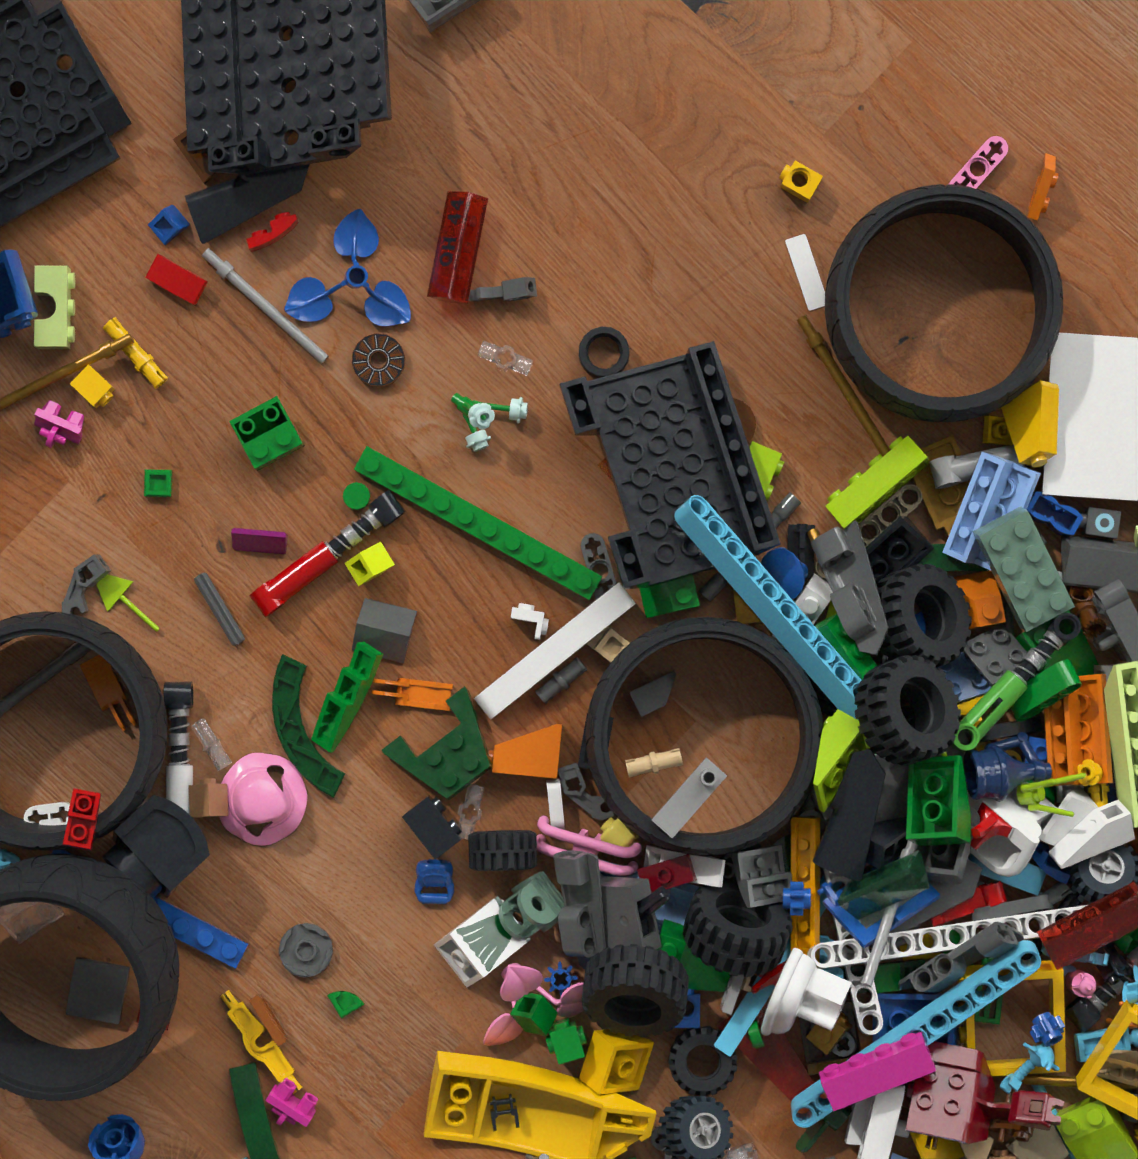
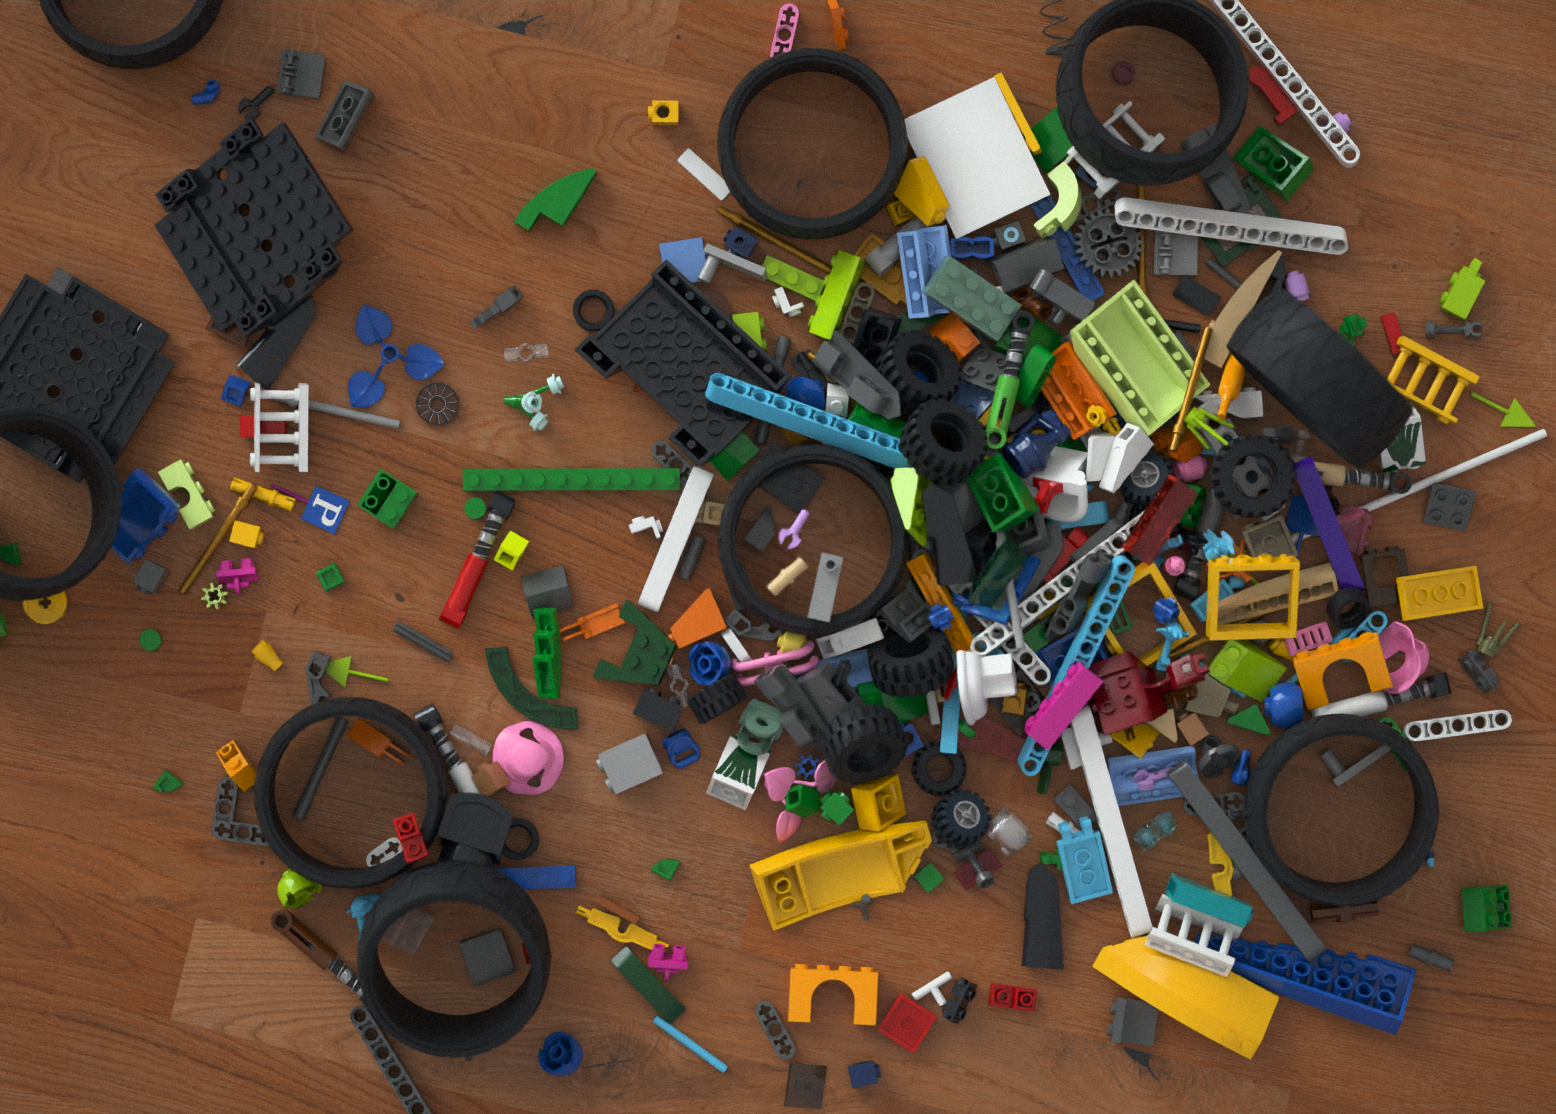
camera: 30 degrees left, 0 degrees up
(14, 432) = (208, 597): none -> yellowish green gear
(42, 529) = (265, 653): none -> yellow cone
(191, 405) = (322, 509): none -> blue piece
(207, 313) = (298, 416): none -> white fence
(223, 883) = (534, 840): none -> black tyre
(259, 541) = (424, 578): magenta slope -> none
(280, 227) = (316, 348): red slope -> none
(305, 950) = (617, 847): dark grey tile -> none
(368, 868) = (629, 764): none -> light grey slope
(457, 247) = (449, 293): clear red brick -> none
(513, 1110) = (825, 877): black piece -> none
(516, 806) = (709, 662): none -> blue cylinder
(630, 211) = (556, 200): none -> green slope
(669, 873) = (842, 648): dark red plate -> none
(690, 715) = (794, 529): none -> lavender bar
(714, 662) = (793, 484): none -> black tile
(737, 352) = (685, 256): none -> medium blue tile
(771, 368) = (715, 256): none -> light grey piece
(802, 368) = (739, 243): none -> dark blue brick
(813, 456) = (780, 300): none -> white bracket
(838, 437) = (793, 278): none -> lime plate
(1033, 793) = (1065, 451): lime plant -> none
(1048, 865) = (1104, 496): blue slope -> none

